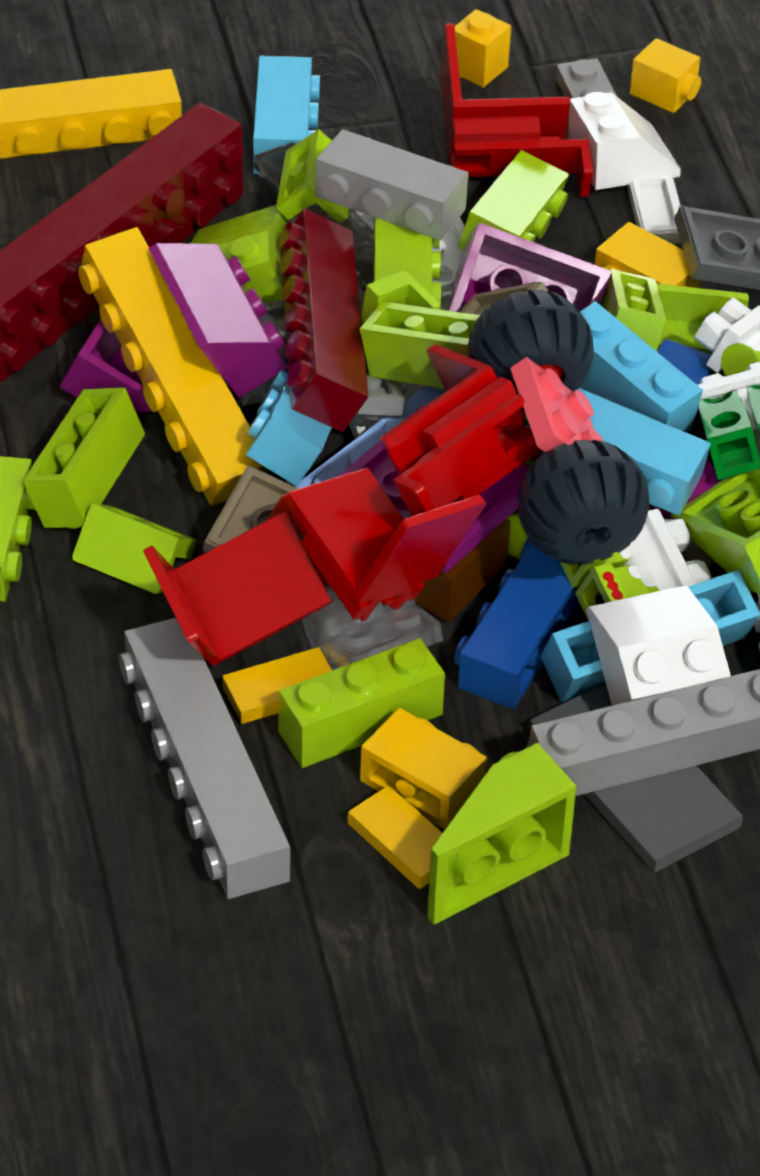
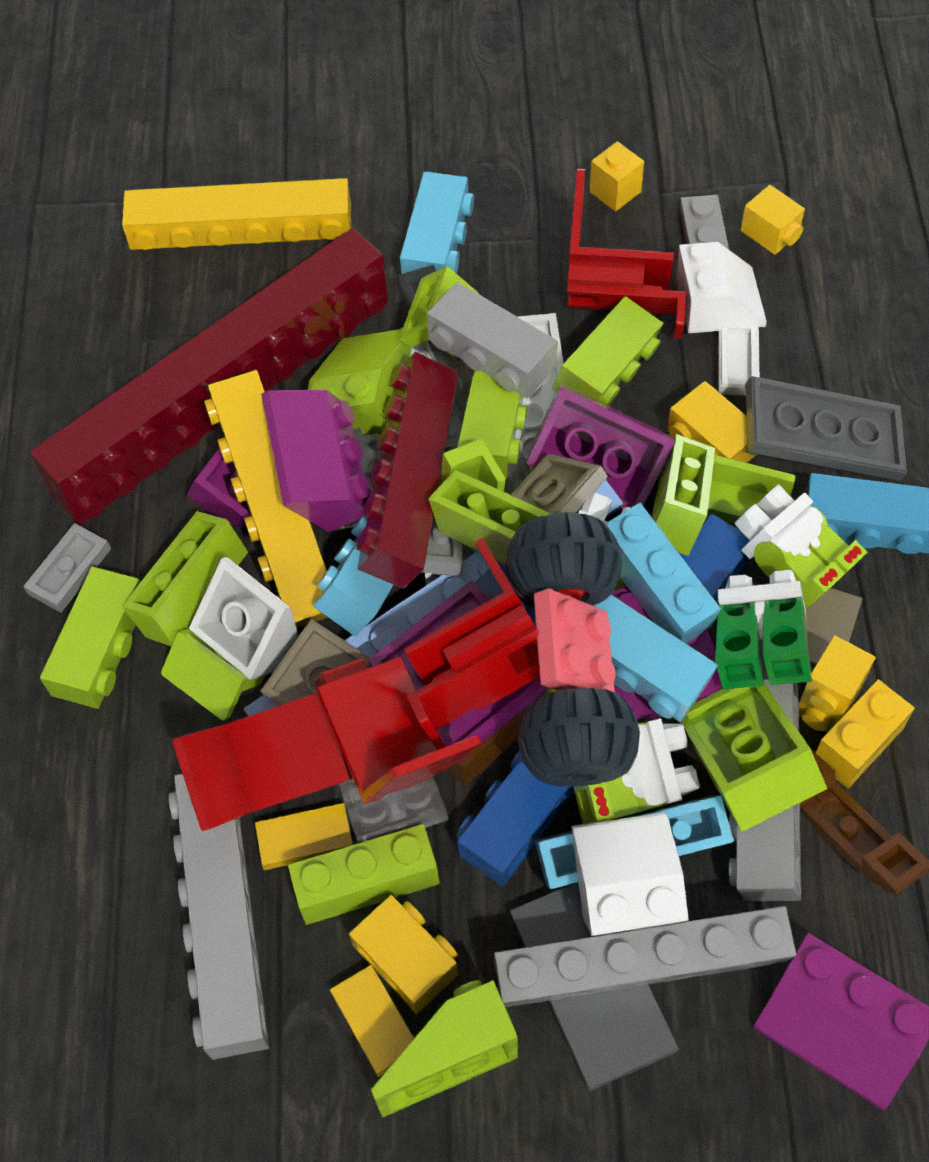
camera: 15 degrees right, 15 degrees up
(170, 477) = (244, 621): none -> white slope

